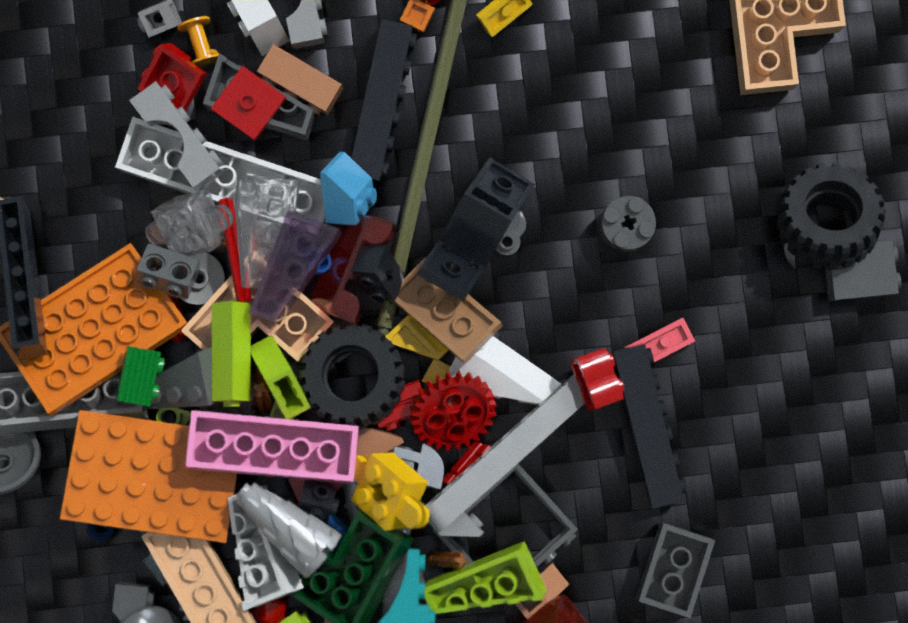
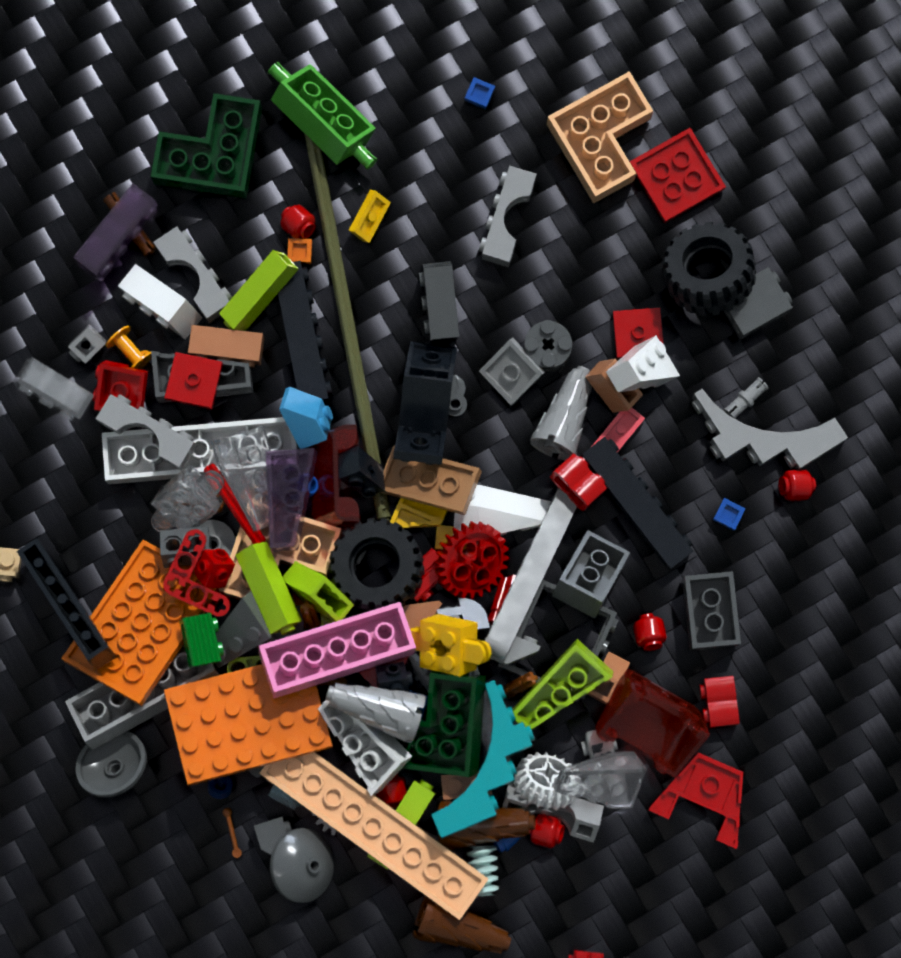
camera: 25 degrees left, 5 degrees down
(90, 599) = (227, 812): none -> dark orange hinge
(104, 50) = (53, 389): none -> clear wedge
(150, 303) = (185, 575): none -> red beam
(185, 307) = (214, 568): none -> red brick
(355, 38) = (258, 291): none -> lime brick
(537, 128) = (439, 300): none -> dark grey wedge
(568, 479) = (591, 574): none -> dark grey brick
(579, 233) = (511, 371): none -> light grey plate
(602, 562) = (649, 632): none -> red head
(606, 311) = (561, 425): none -> light grey cone
(667, 46) = (516, 189): none -> light grey arch
(678, 294) = (604, 387): none -> nougat brick
(716, 288) = (643, 367): none -> white wedge
(727, 249) = (635, 327): none -> red plate
(737, 477) = (729, 514): none -> blue plate
(777, 399) = (763, 445): none -> light grey arch
(807, 365) = (746, 398): none -> light grey pin
(820, 477) = (796, 485): none -> red head
(840, 103) = (677, 175): none -> red plate

